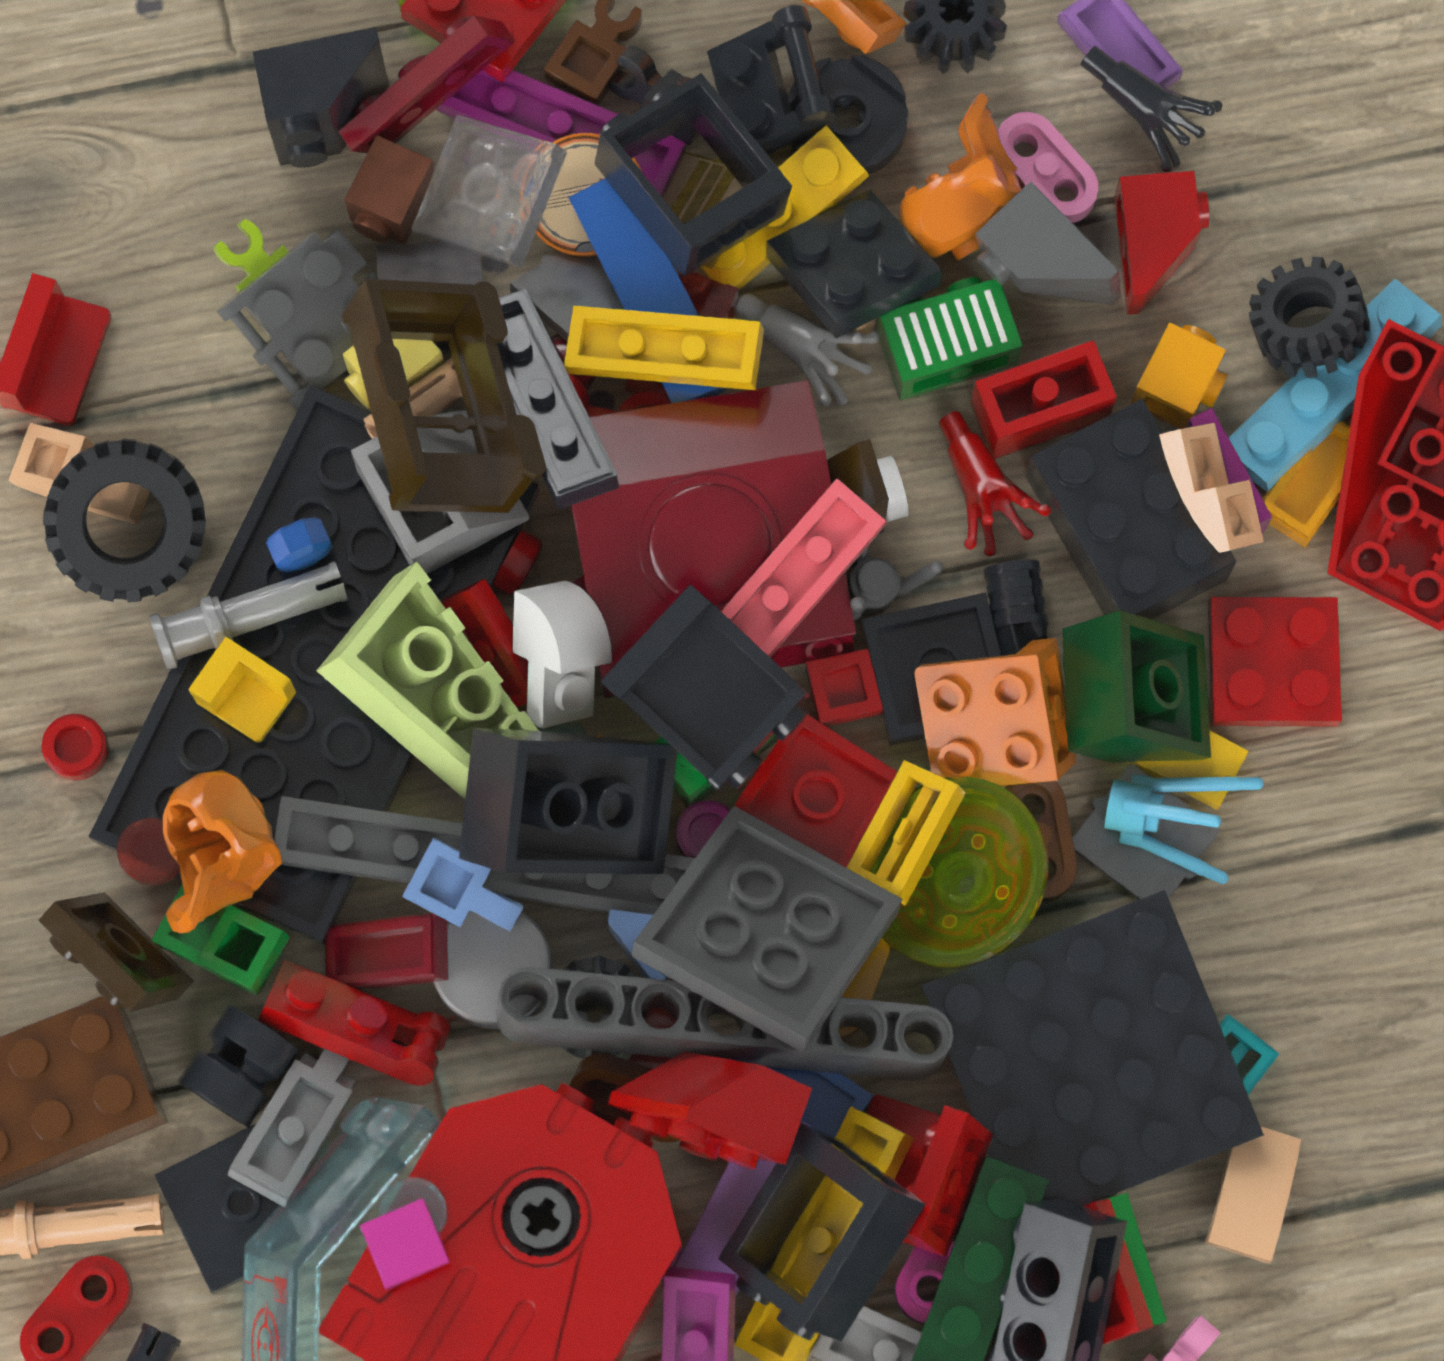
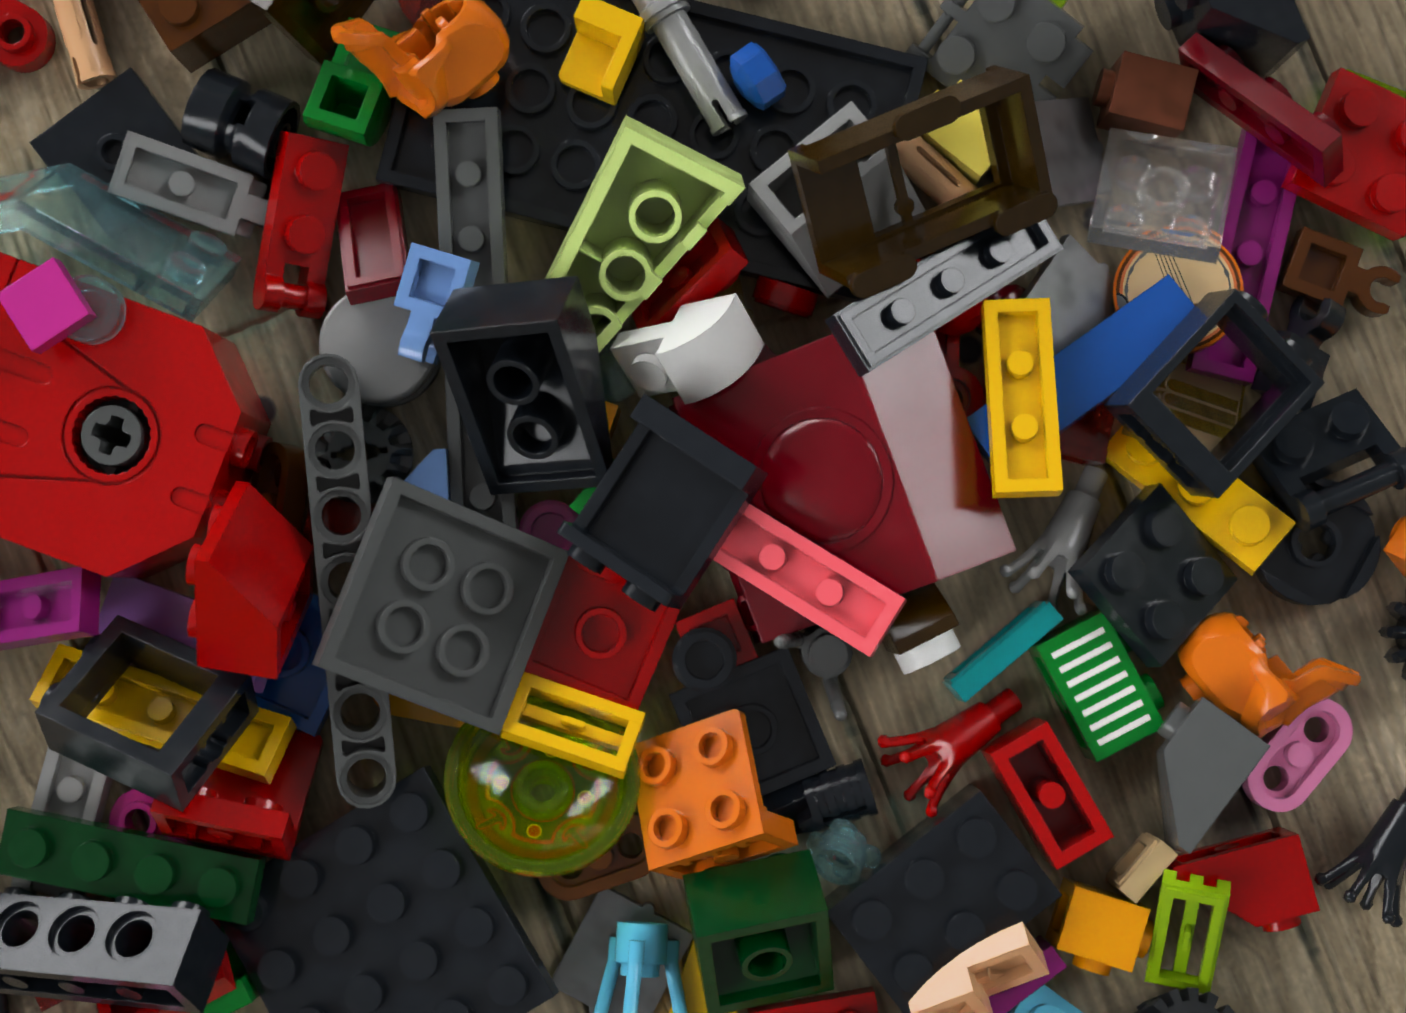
camera: 80 degrees right, 10 degrees up
(862, 697) = (704, 660): none -> black tile
(900, 419) = (1002, 649): none -> teal tile
(1085, 599) = (842, 852): none -> clear light blue plate
(1129, 327) = (1140, 866): none -> tan tile
(1158, 279) = (1193, 893): none -> lime tile

